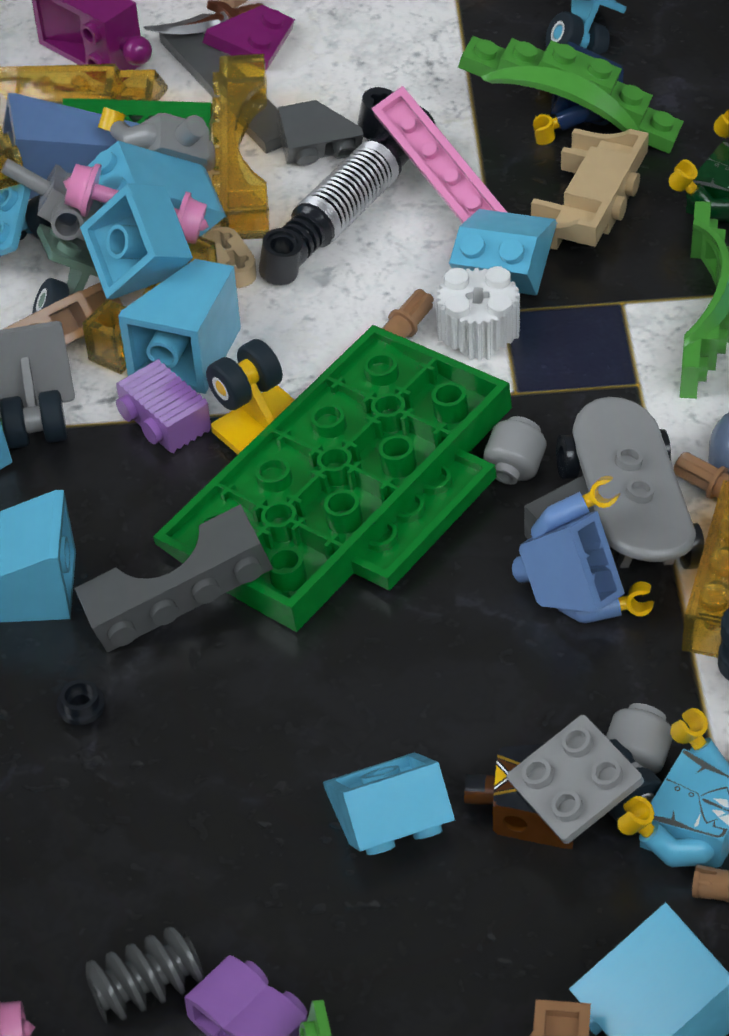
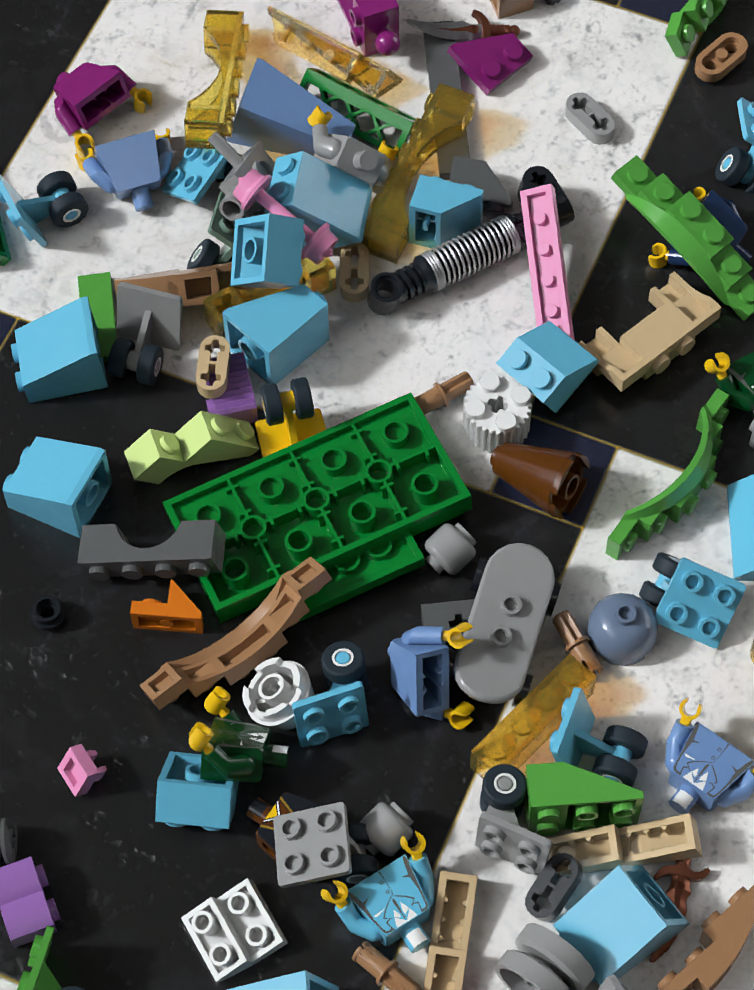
camera: 25 degrees right, 15 degrees up
(142, 377) = (219, 367): none -> tan beam
(160, 460) = (200, 441): none -> yellowish green arch
(227, 843) = (79, 770): none -> bright pink tile
(240, 638) = (176, 615): none -> orange slope
(296, 158) = (443, 211): none -> medium azure slope
(350, 625) = (246, 645): none -> medium nougat piece
(389, 49) = (593, 115): none -> light grey beam
(412, 729) = (233, 747): none -> dark green torso
(423, 656) = (274, 691): none -> white cone
(494, 632) = (343, 705): none -> medium azure plate
(530, 930) = (234, 930): none -> white slope
(565, 344) = (542, 475): none -> reddish brown cone

